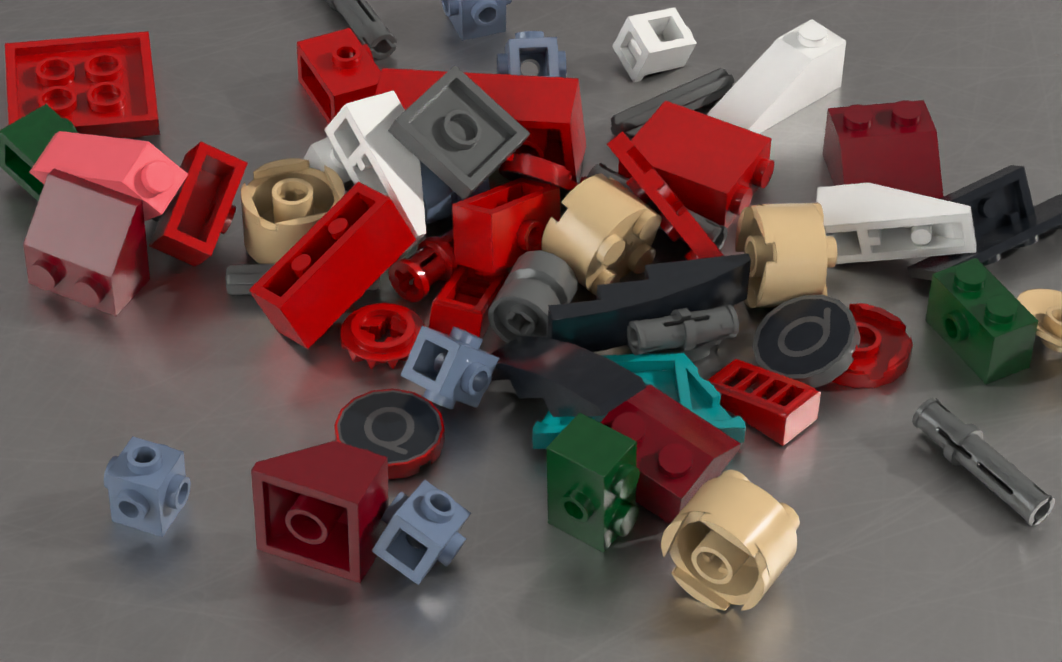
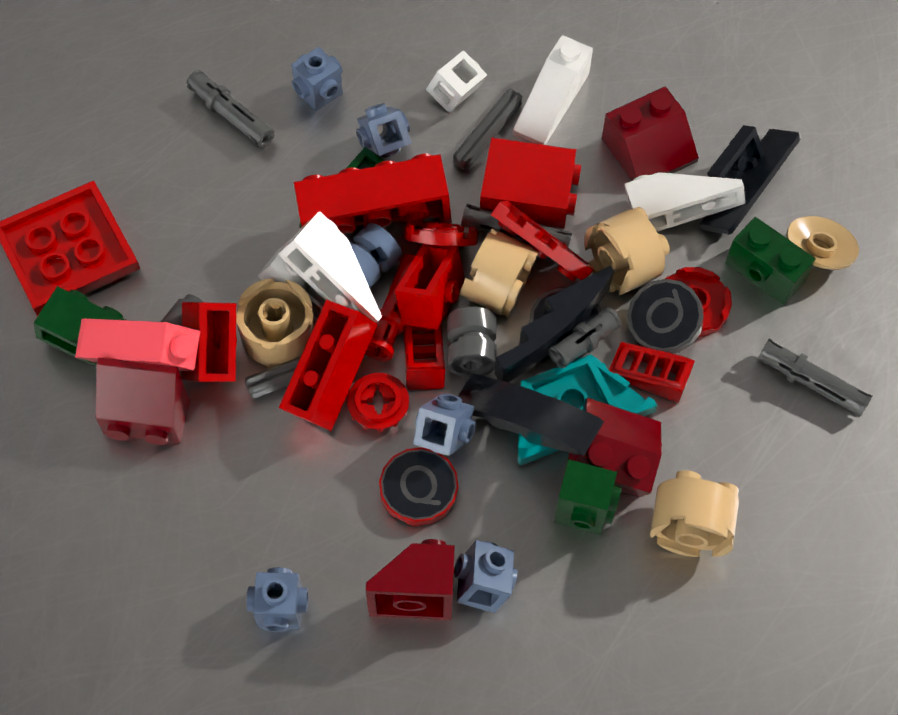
camera: 20 degrees left, 20 degrees up
(336, 70) = (254, 181): red brick -> none
(459, 132) = (377, 230): dark grey plate -> none

